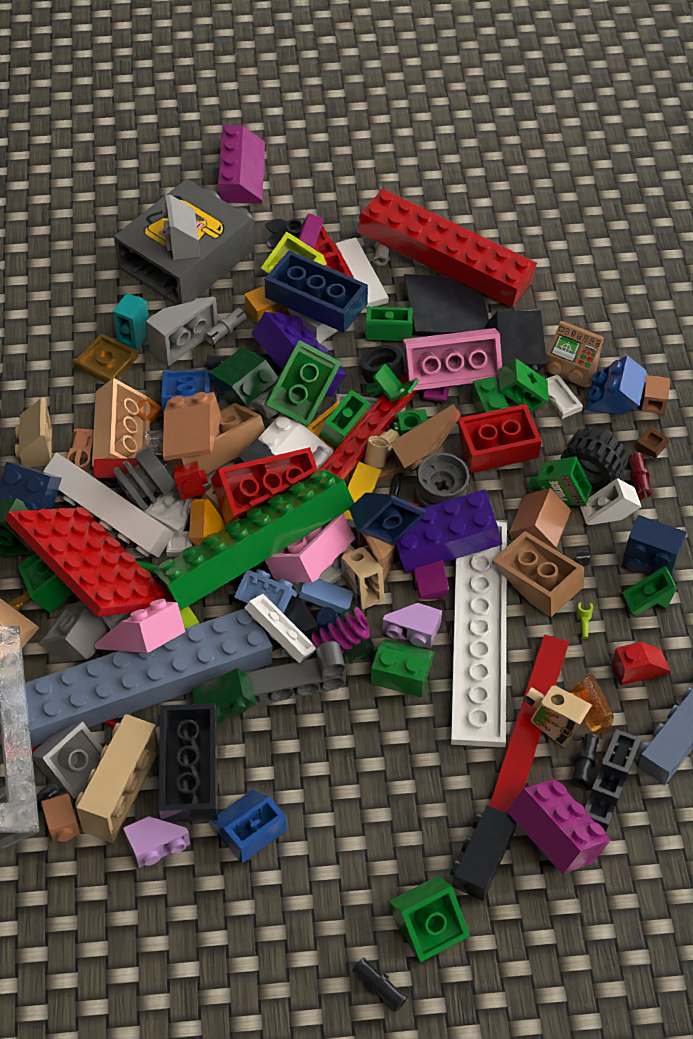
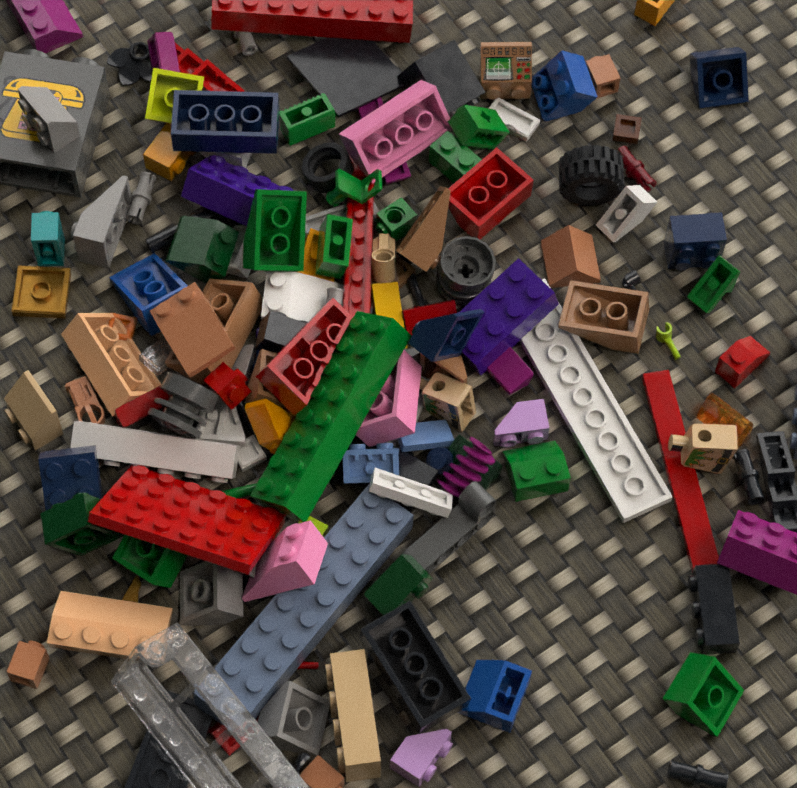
camera: 30 degrees left, 10 degrees up
(362, 270) = (236, 68): white tile -> none
(565, 479) = (573, 208): green torso -> none

